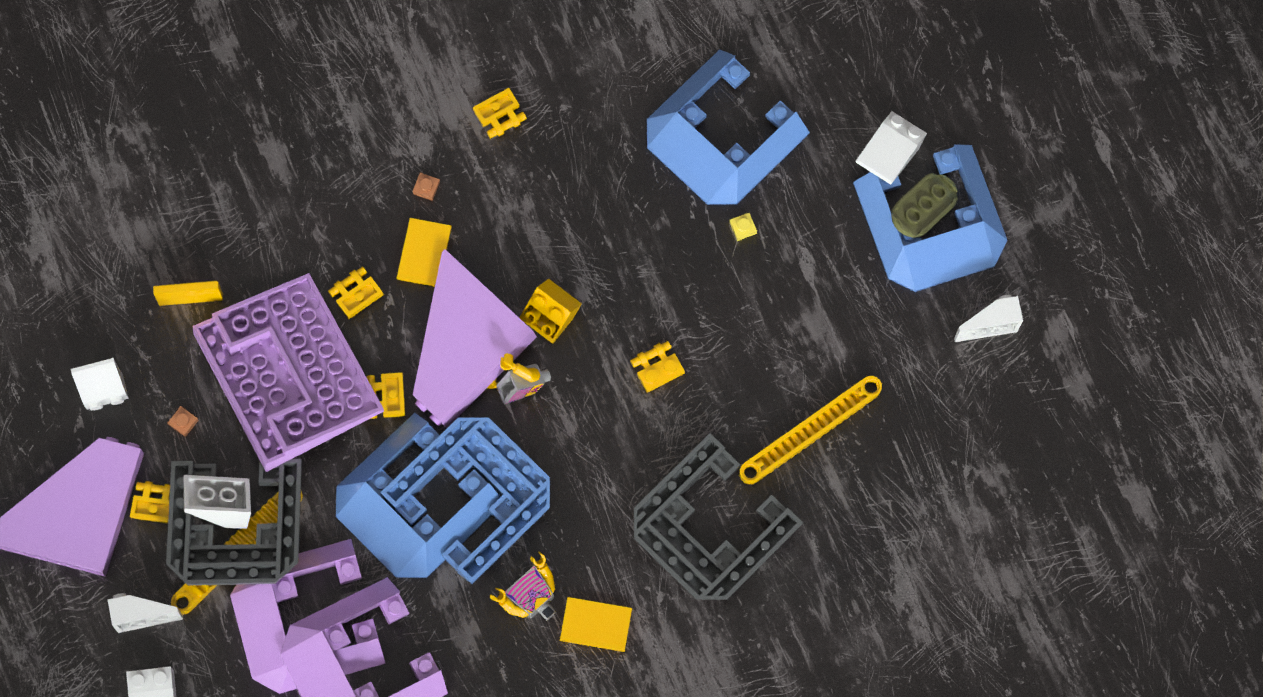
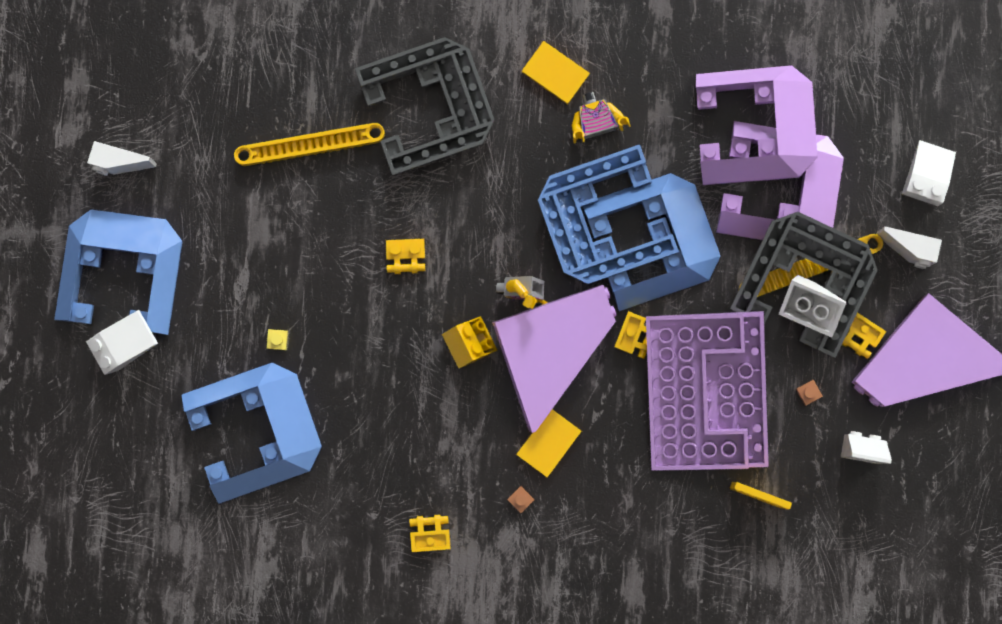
camera: 150 degrees left, 10 degrees up
(359, 297) = (621, 428): yellow plate -> none
(924, 205) = (120, 283): olive tile -> none

